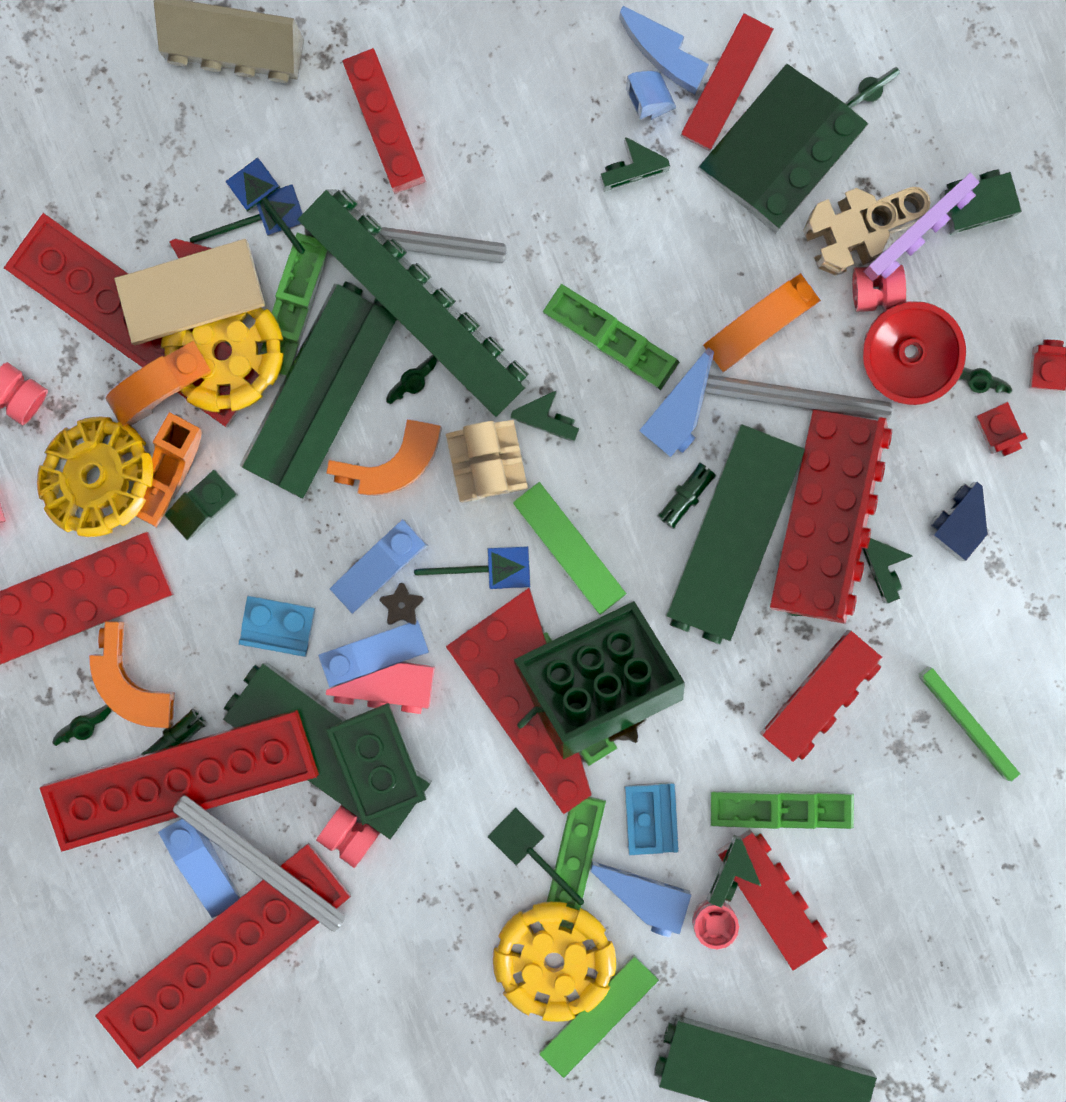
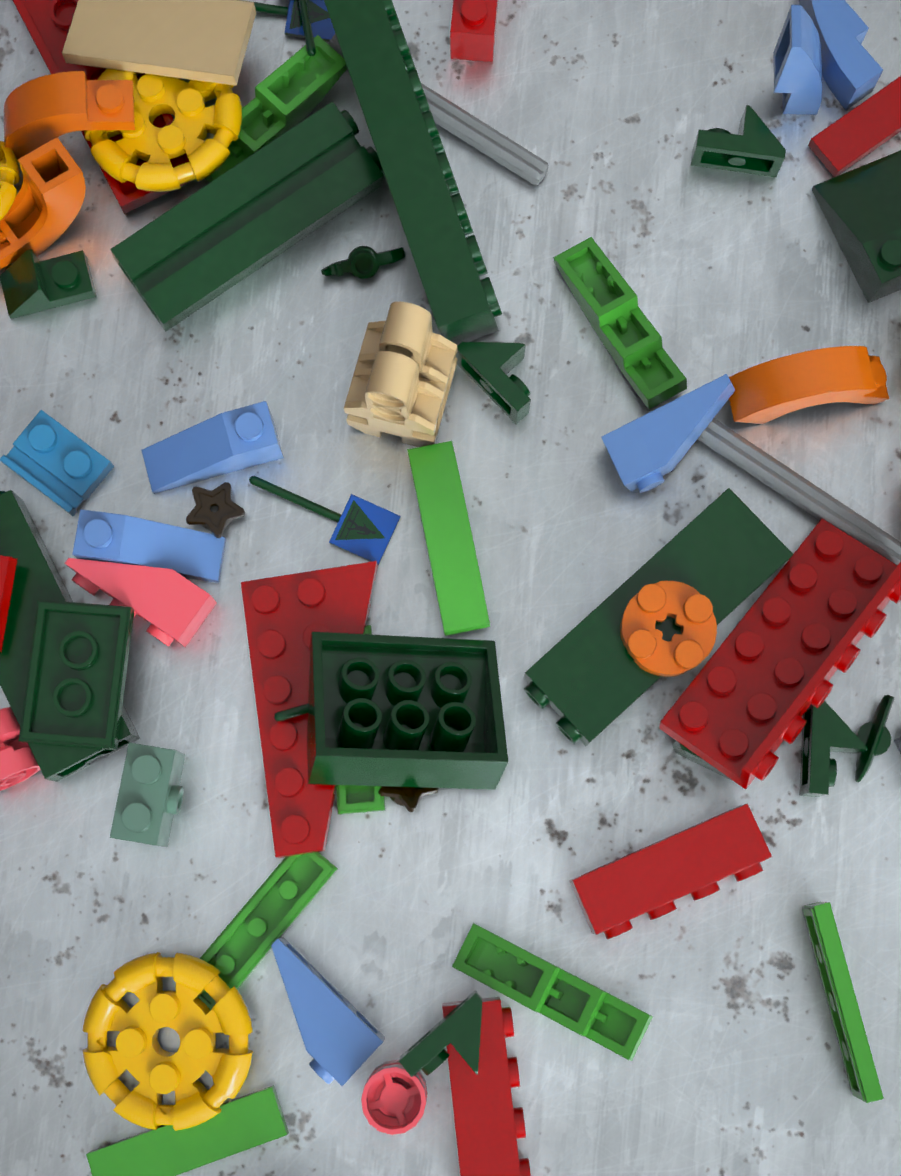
camera: 30 degrees right, 10 degrees down
(409, 463) = (295, 352): orange arch -> none
(461, 816) = (148, 795): none -> sand green brick
(517, 838) = (202, 862): dark green piece -> none
(651, 819) = (381, 920): dark azure plate -> none
(686, 495) = (619, 546): dark green pin -> none
(757, 525) = (645, 643): none -> orange plate
(914, 542) = (874, 736): none -> dark green piece

